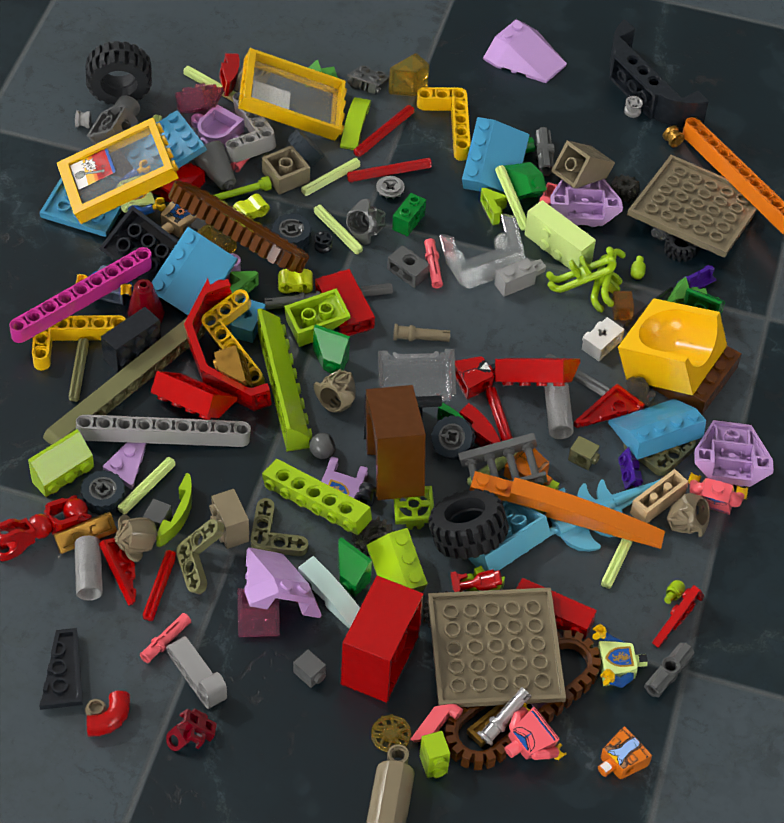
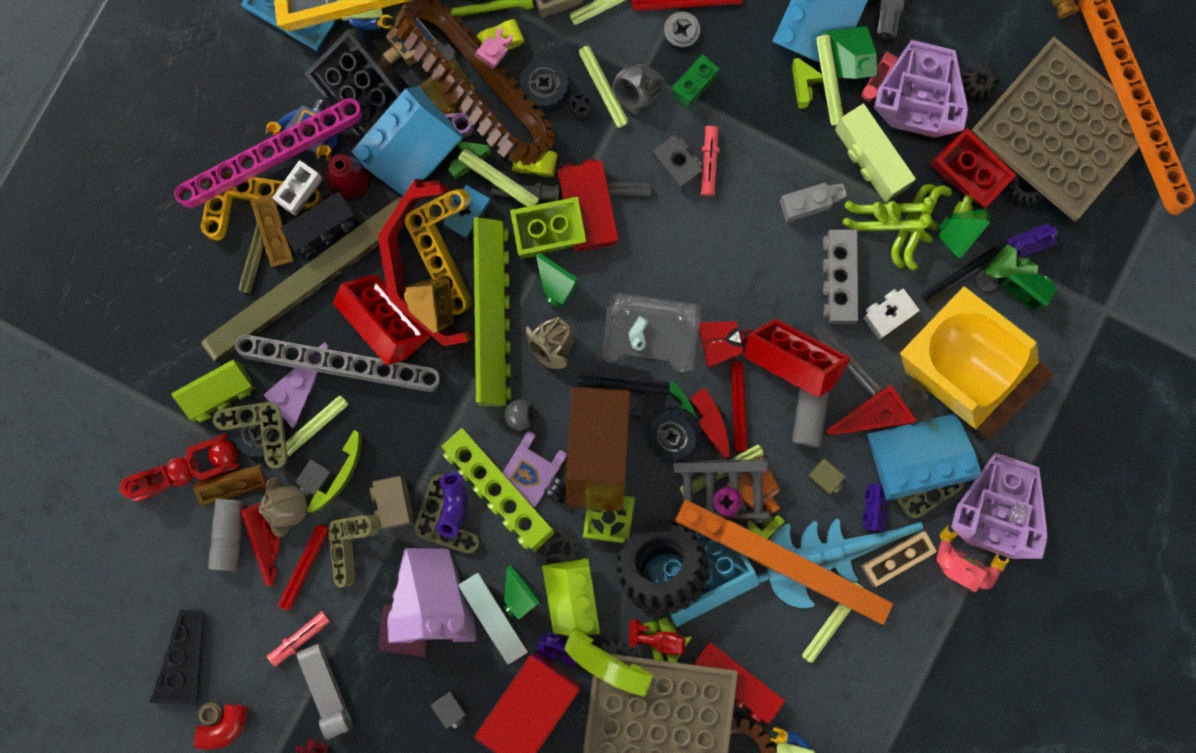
camera: 20 degrees right, 30 degrees up
(91, 350) = (269, 224): none -> pearl gold plate
(105, 476) = (259, 419): none -> olive beam
(110, 310) = (297, 188): none -> white brick
(249, 209) = (493, 50): none -> bright pink plate
(266, 288) = (497, 178): none -> yellowish green axle
(281, 513) = (454, 504): none -> dark purple cylinder
(404, 376) = (636, 334): none -> light aqua arm
(412, 333) = (660, 264): dark tan pin -> none
(448, 597) = (606, 667): none -> lime slope
(483, 267) = (777, 173): clear windscreen -> none
(516, 467) = (722, 507): none -> magenta piece
(557, 321) = (847, 242): none -> light grey brick
(581, 165) = (932, 41): dark tan slope -> none
(623, 305) = (928, 268): clear orange brick -> none
(635, 236) = (972, 168): none -> red slope
(640, 273) = (963, 229): none -> green slope
(674, 591) = (884, 682): lime cylinder -> none
(679, 613) = (881, 716): red wing -> none
(684, 516) = (926, 589): dark tan piece -> none
(744, 448) = (1018, 513): none -> clear bush

